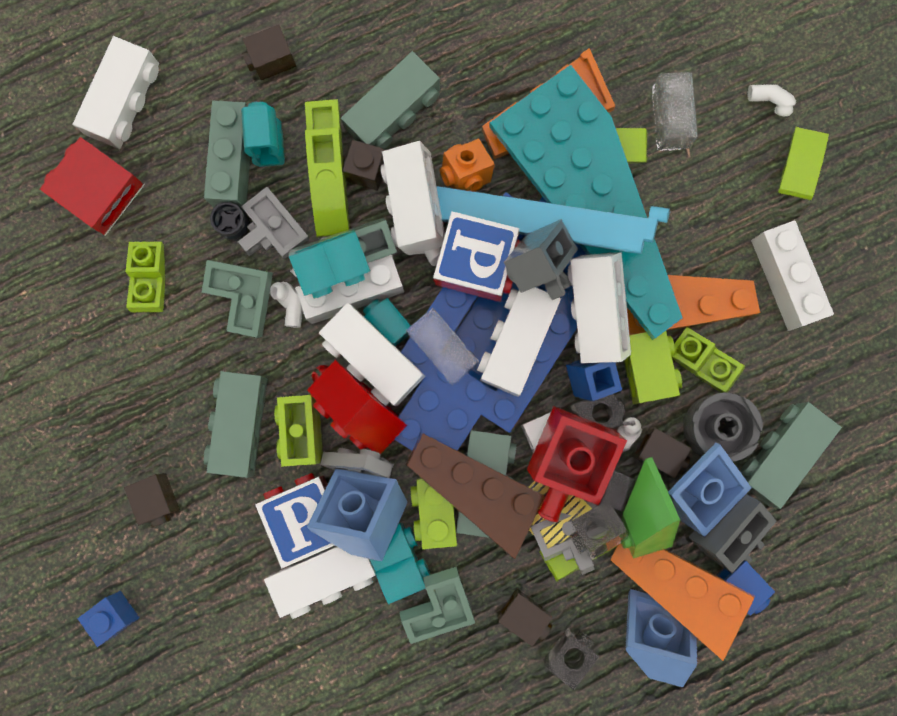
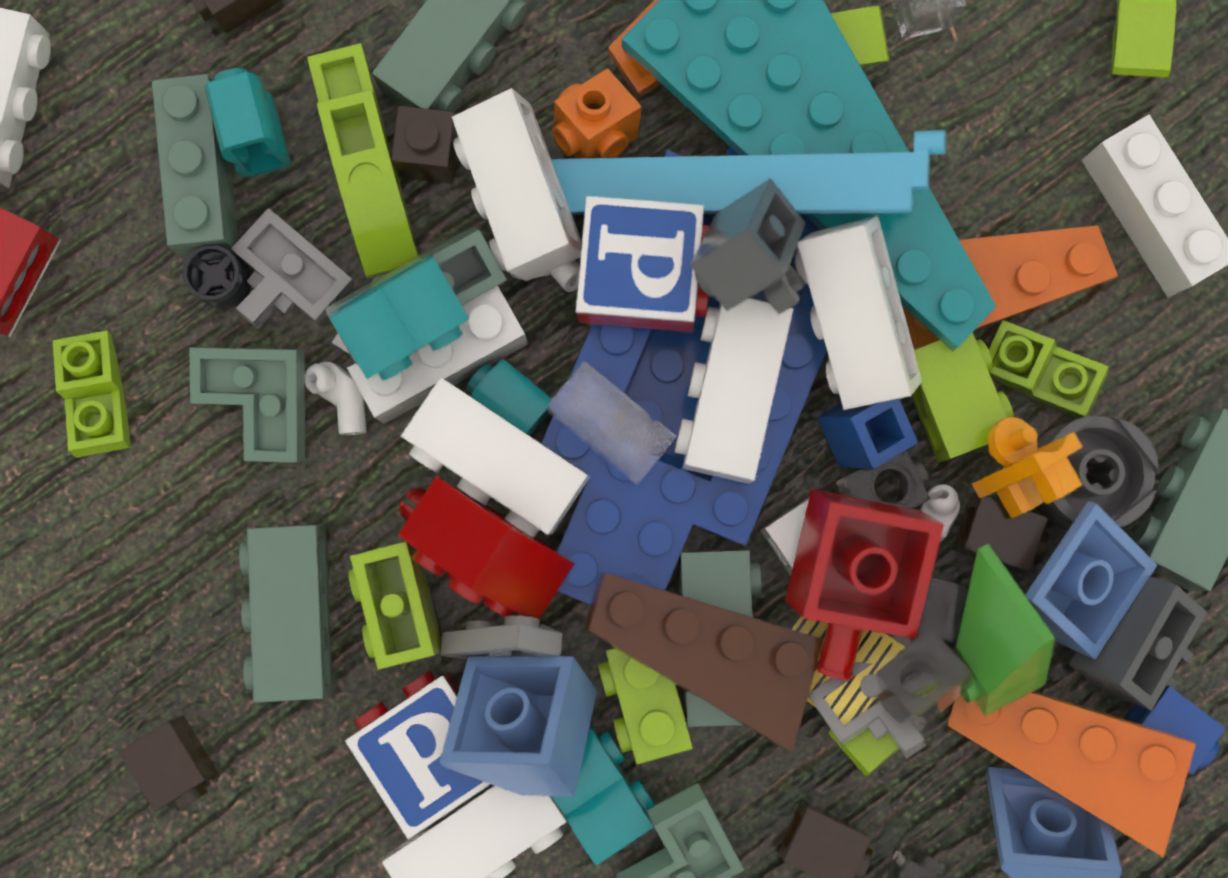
camera: 20 degrees left, 0 degrees up
(684, 419) = (1028, 472): none -> light orange hips

